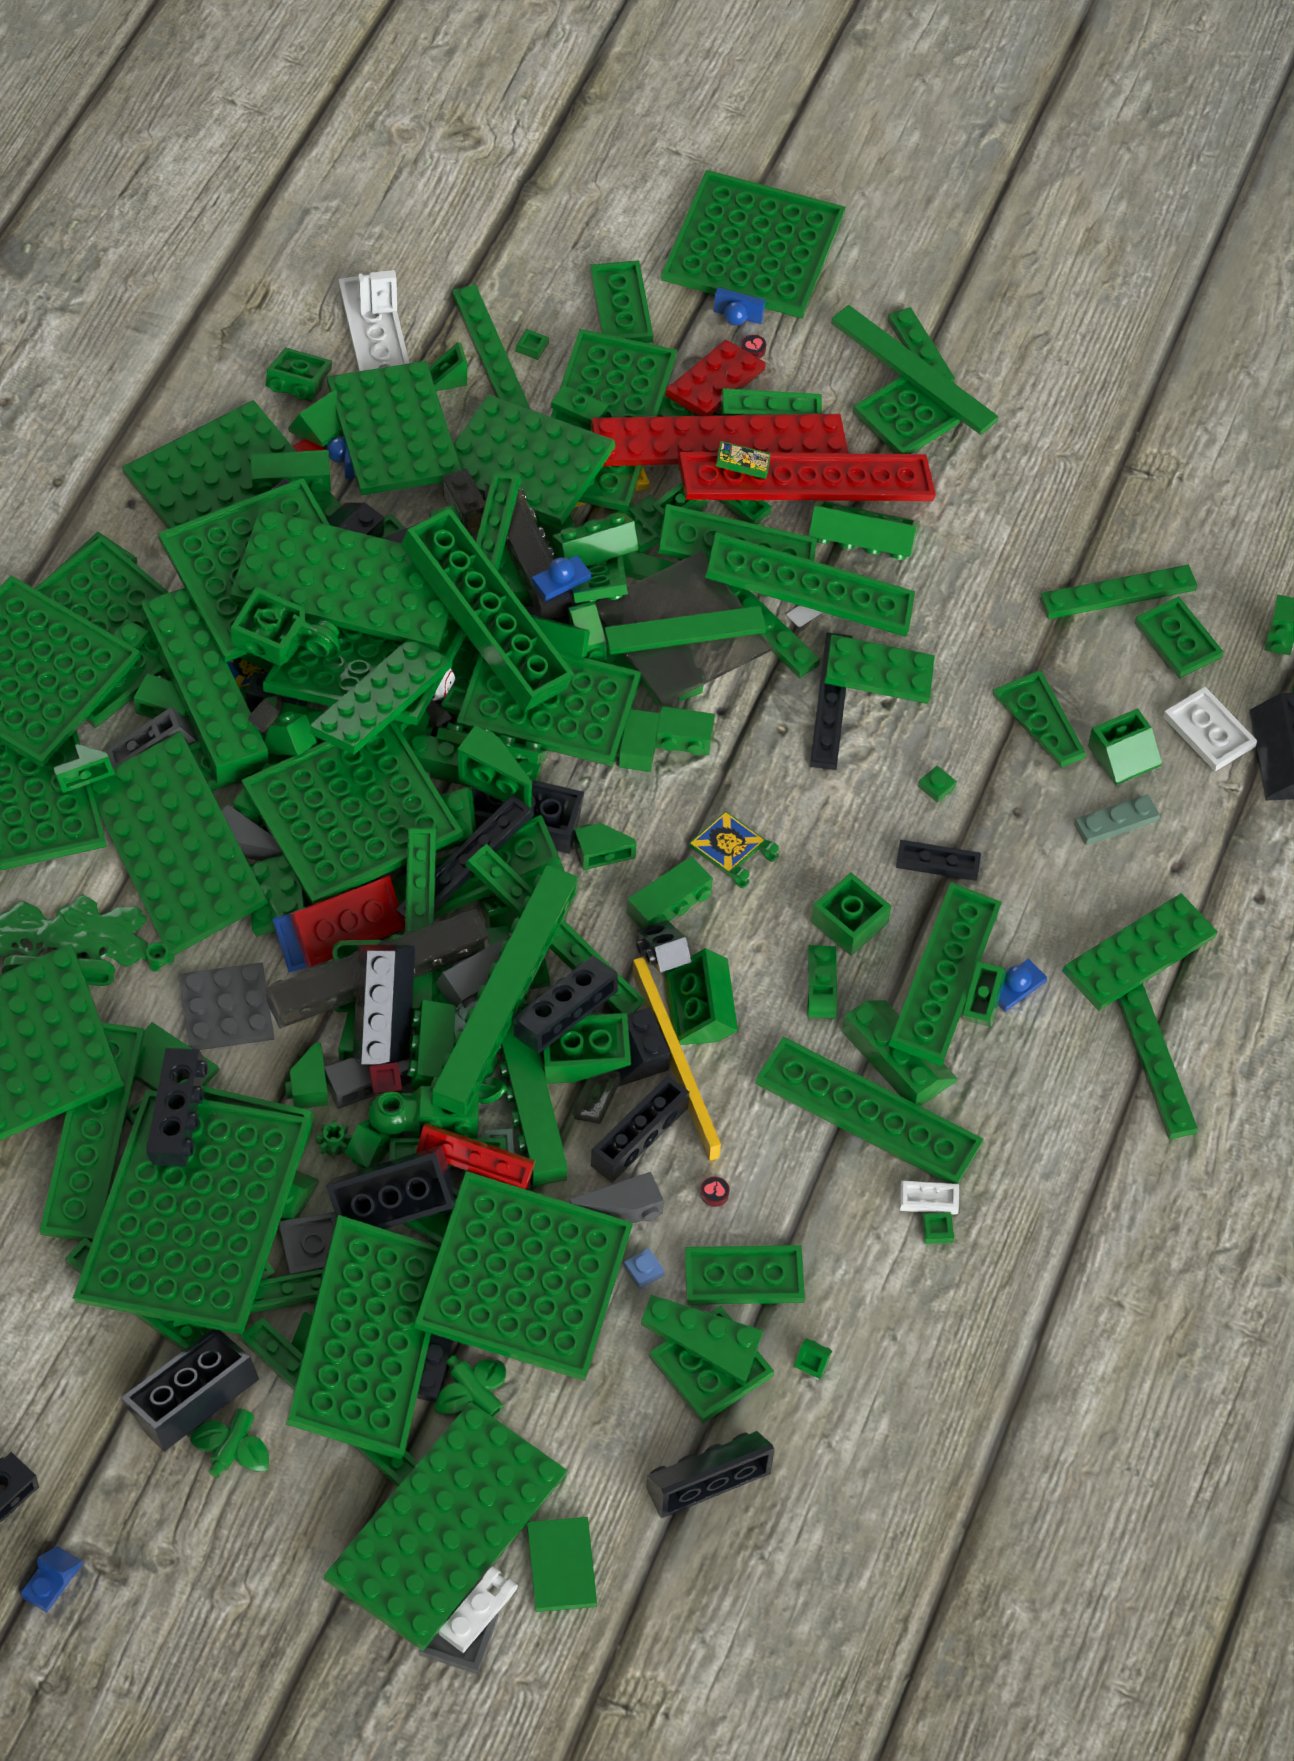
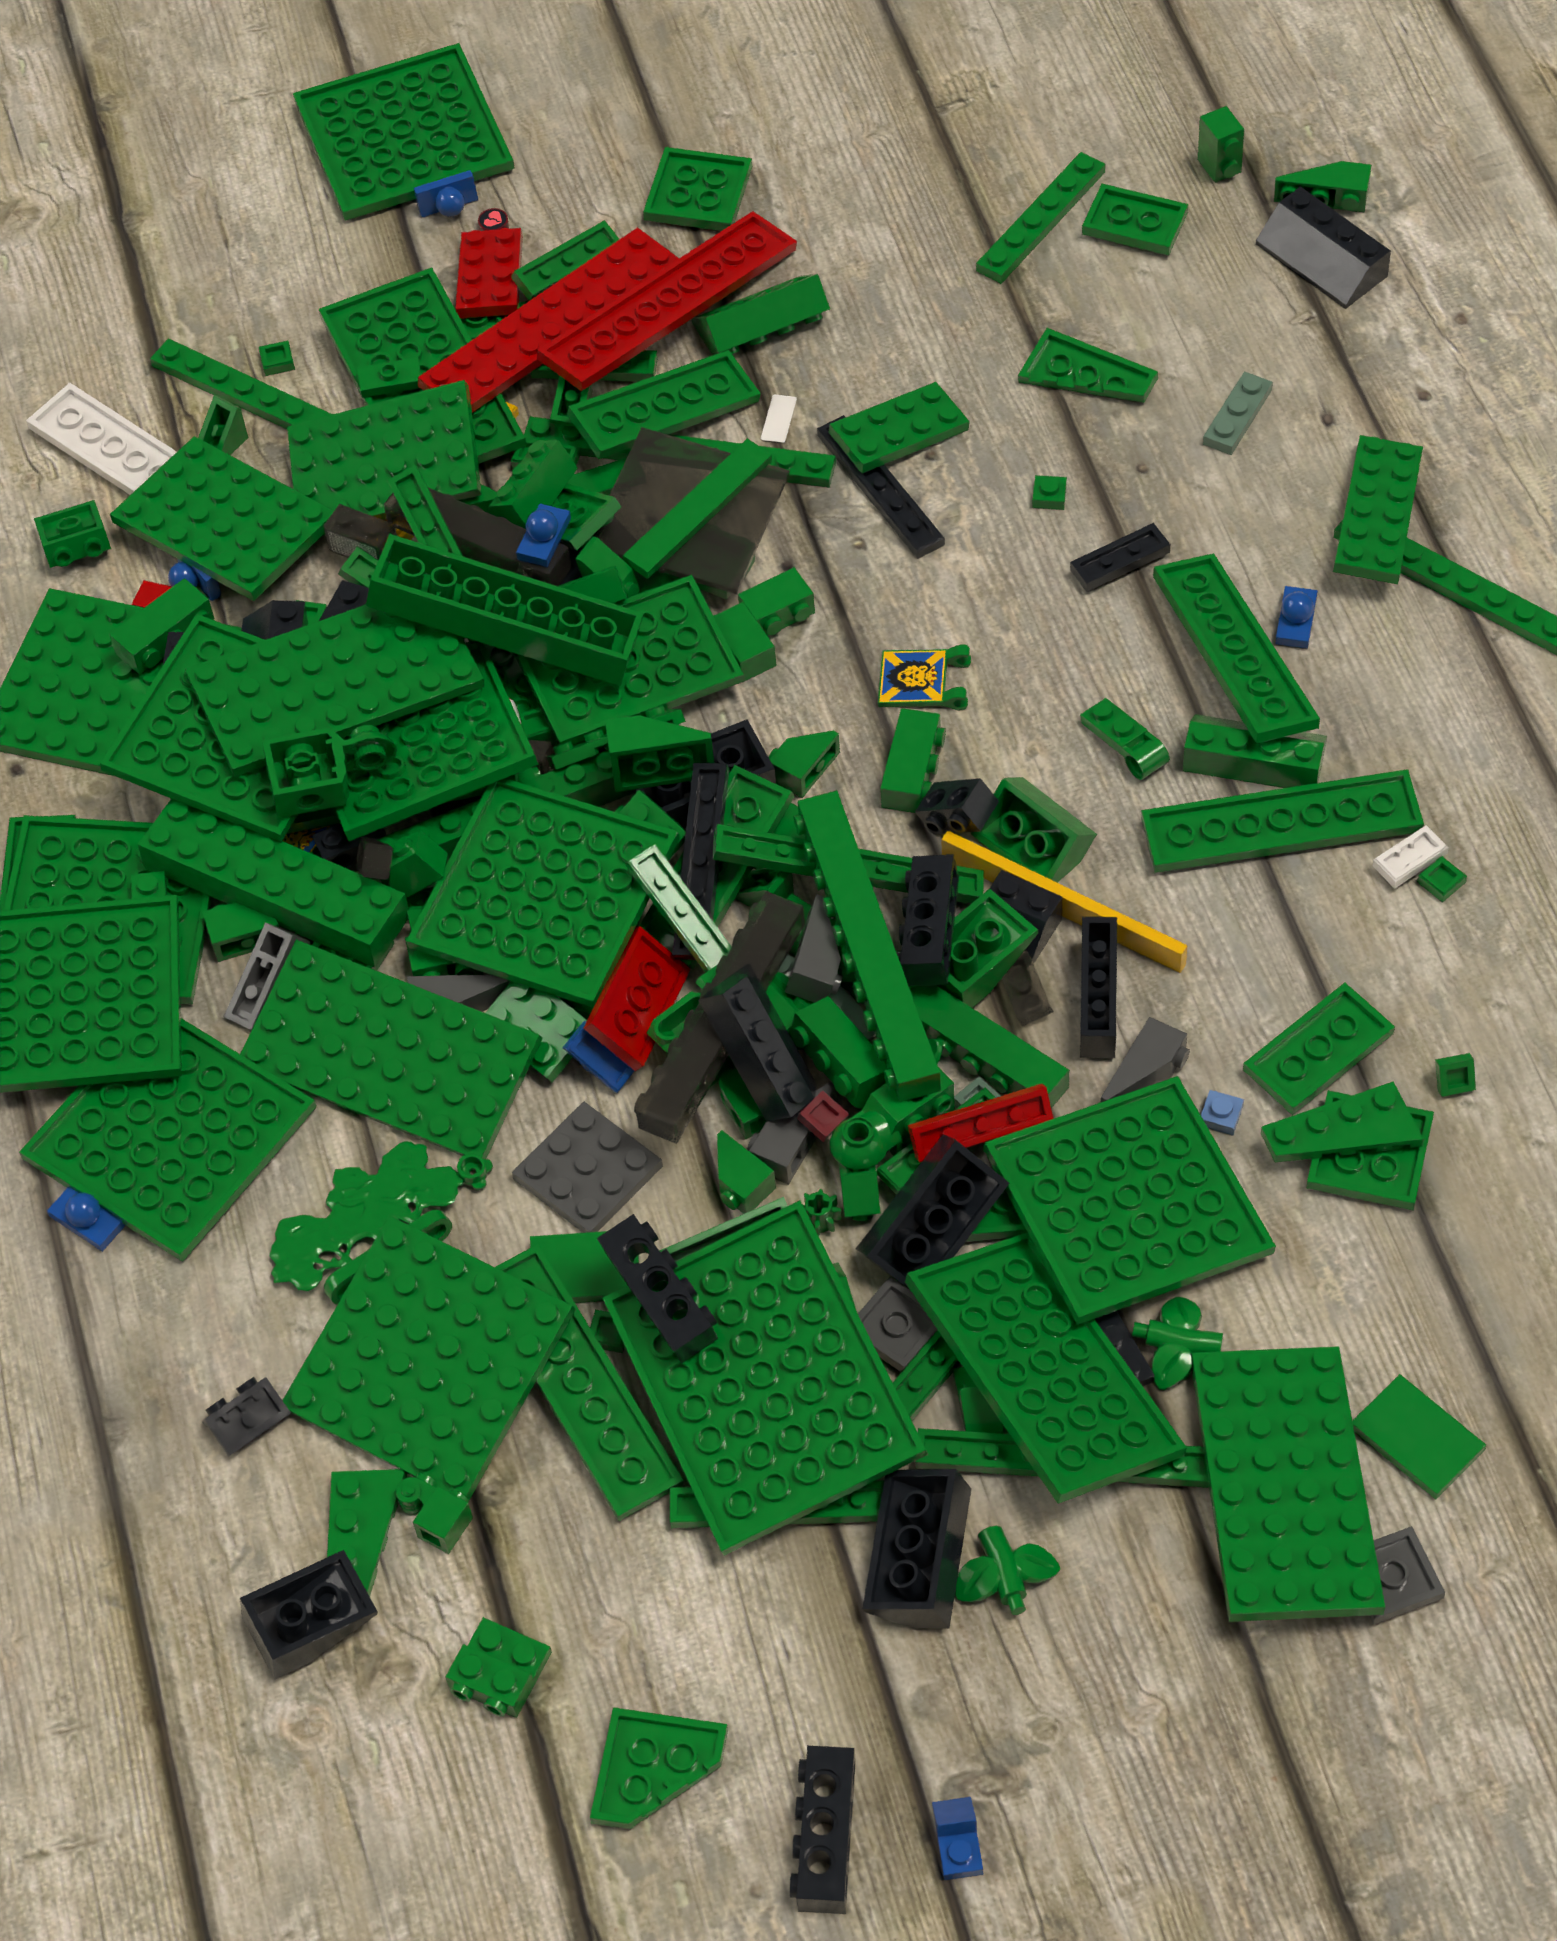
camera: 30 degrees left, 0 degrees up
(89, 768) = (234, 1040): green slope -> none
(319, 421) = (140, 563): green slope -> none
(378, 292) = (88, 401): white plate -> none
(380, 696) = (480, 761): green plate -> none
(477, 1610) = (1393, 1536): white plate -> none
(621, 300) = (326, 261): green plate -> none
(710, 1473) = (1470, 1245): black slope -> none
(714, 1191) = (1215, 995): tile -> none
(743, 459) = (603, 318): tile -> none
(810, 584) = (767, 391): green plate -> none
(850, 914) = (1094, 657): green brick -> none
(914, 369) = (669, 142): green tile -> none
(916, 339) = (650, 124): green plate -> none
(984, 994) = (1288, 637): green brick -> none
(1125, 746) = (1187, 342): slope -> none
(1210, 729) = (1241, 279): white plate -> none

